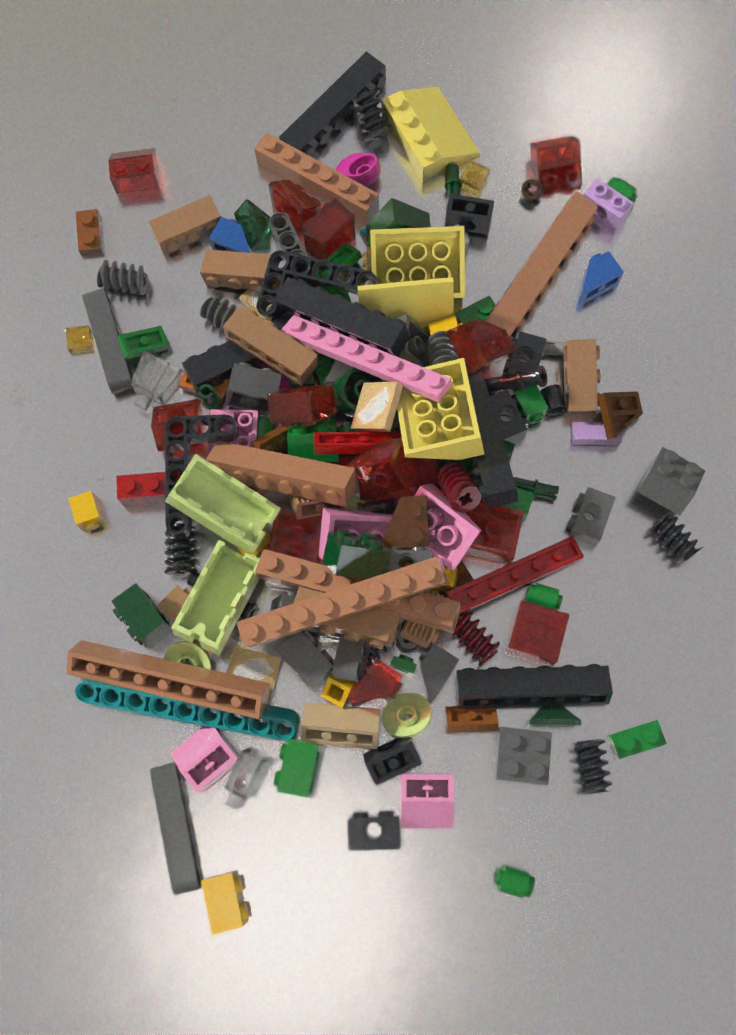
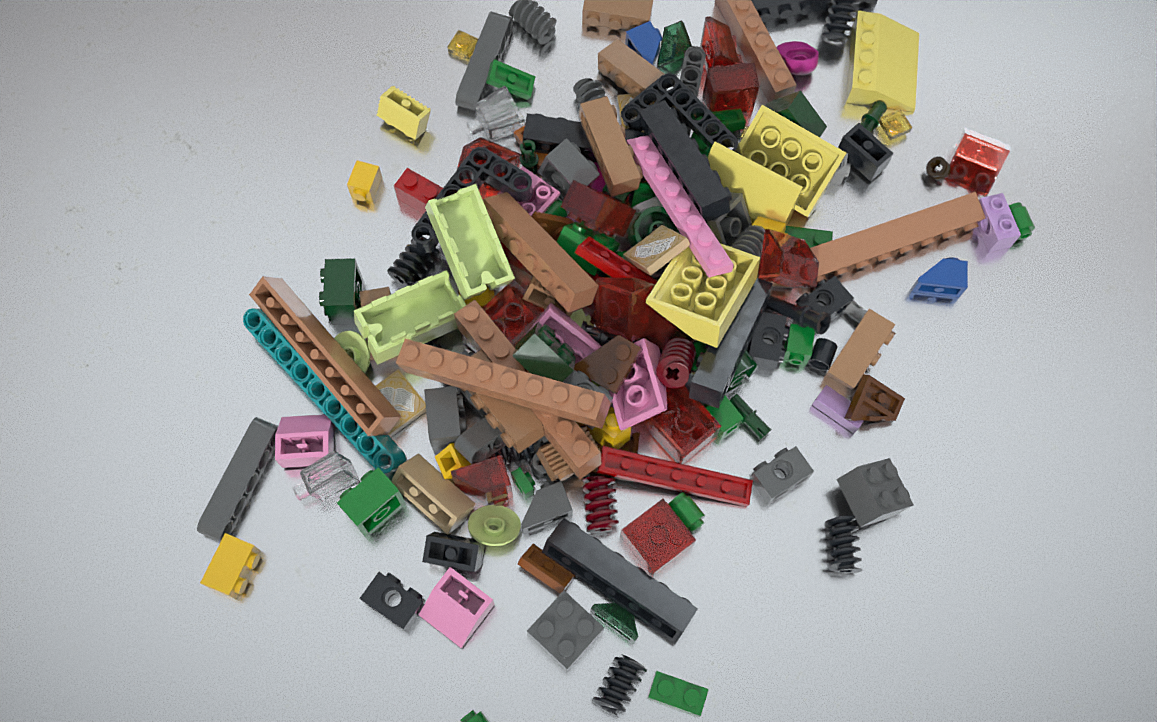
camera: 30 degrees right, 5 degrees down
(75, 430) = (403, 112): none -> light yellow brick

